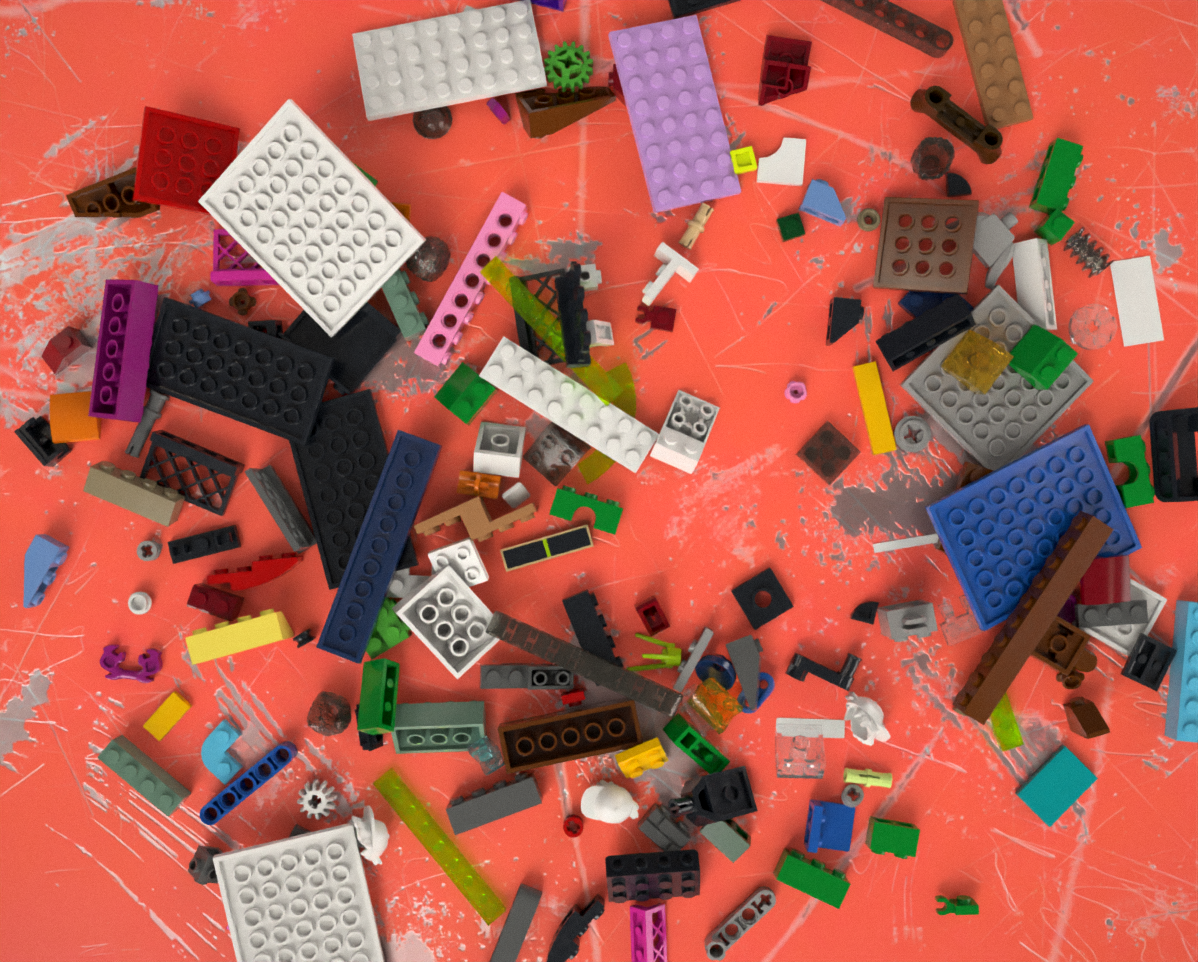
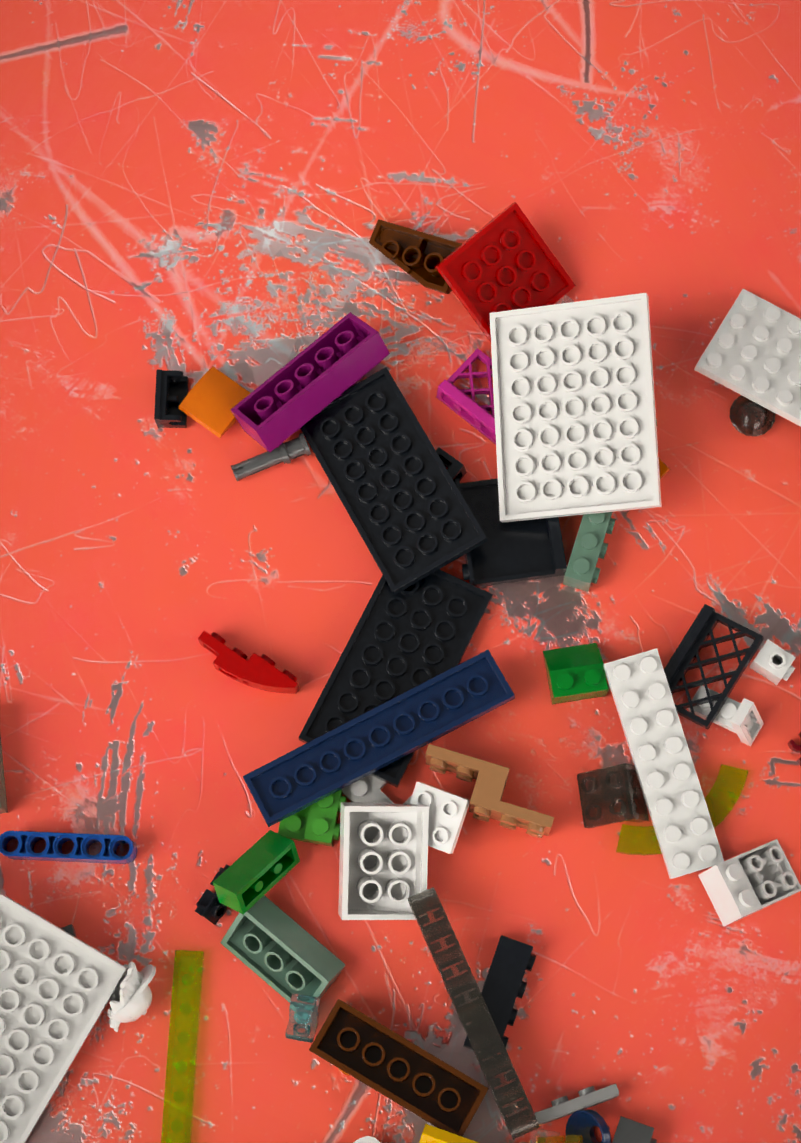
camera: 45 degrees right, 15 degrees down
(40, 565) = (72, 498): medium blue slope -> none
(65, 349) = (260, 340): dark red slope -> none
(110, 661) = (80, 667): magenta helmet -> none
(134, 493) = (207, 507): dark tan brick -> none
(139, 603) = (122, 604): white plate -> none
(155, 549) = (164, 563): light grey bush -> none
(167, 716) = (52, 724): yellow tile -> none
(200, 298) = (414, 394): medium blue plate -> none
(200, 455) = (290, 522): black fence -> none
(204, 544) = (224, 603): black plate -> none
(215, 601) = (188, 660): dark red brick -> none
(215, 753) = (63, 793): medium azure plate -> none
(235, 301) = (447, 420): reddish brown plate -> none
(238, 637) = (183, 708): light yellow slope -> none
(282, 508) = (322, 631): dark grey fence -> none
(304, 638) = (235, 762): black bush -> none
(322, 792) = (112, 928): white gear -> none
(329, 714) = (196, 849): clear smoke hair -> none
(430, 259) = (645, 528): clear smoke hair -> none
(478, 484) = (513, 756): orange hips -> none
(494, 803) = (269, 1071): dark grey brick -> none
(499, 449) = (562, 748): white slope -> none
(504, 207) = (753, 541): bright pink brick -> none
(516, 495) = (542, 801): white slope -> none
(525, 675) = (405, 978): dark grey slope -> none
(546, 548) = (527, 876): black tile -> none
(547, 327) = (705, 683): clear neon green plate -> none
(573, 318) = (736, 684): black fence -> none
(573, 697) = (431, 1038): red plate -> none
(606, 514) = (585, 850): green arch -> none
(652, 615) = (572, 1027): dark red slope -> none
(669, 657) = (556, 1080): lime plant -> none
(746, 593) = (675, 1120): black piece -> none

